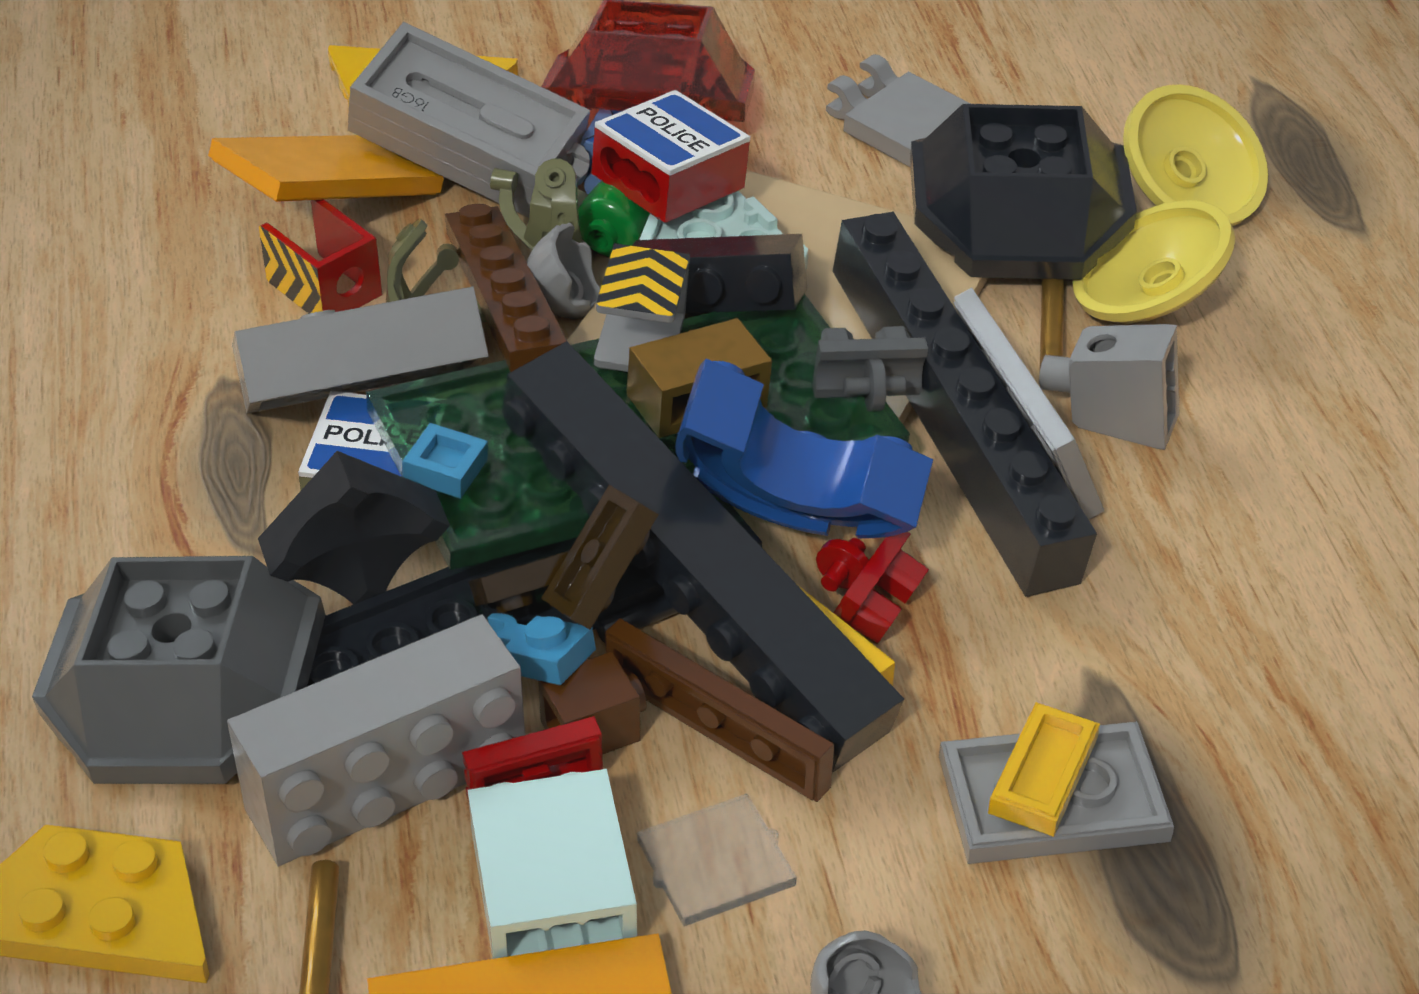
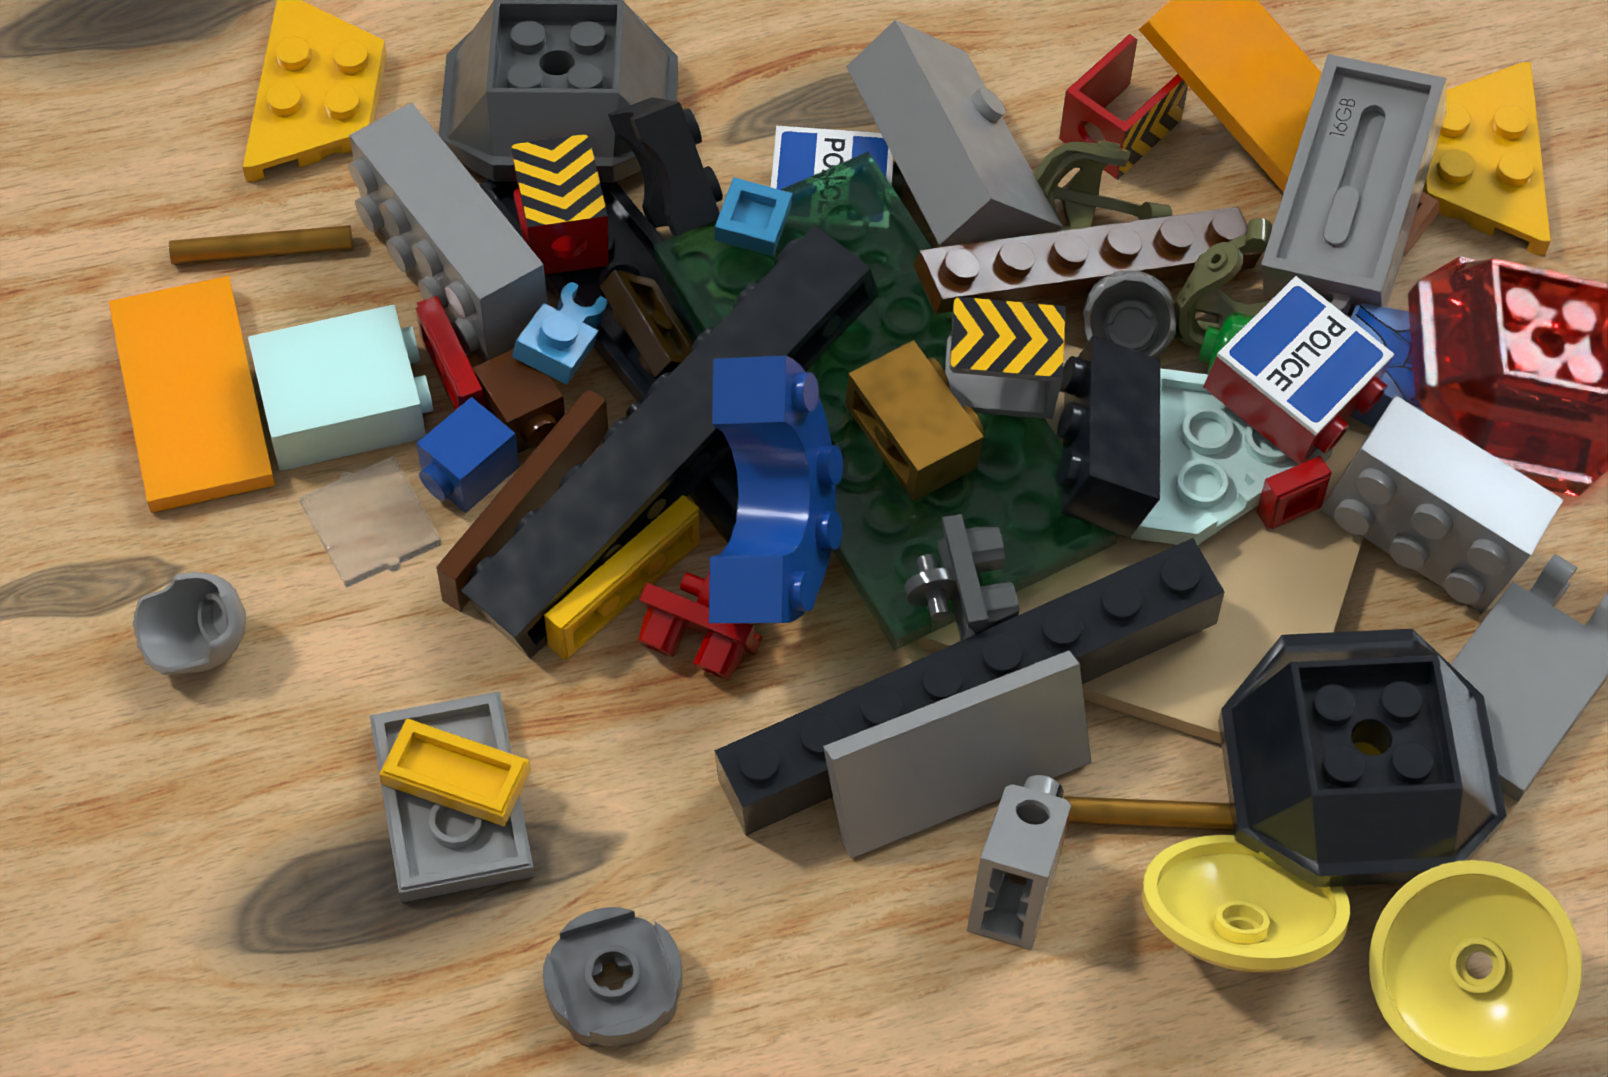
camera: 85 degrees right, 15 degrees up
(364, 617) = (561, 203): none -> piece
(600, 557) = (623, 349): dark brown plate -> none
(656, 753) = (467, 455): none -> blue brick
(769, 190) = (1293, 492): none -> red tile
(800, 110) = (1441, 505): none -> light grey brick
(1241, 695) = (605, 1015): none -> flat silver plate

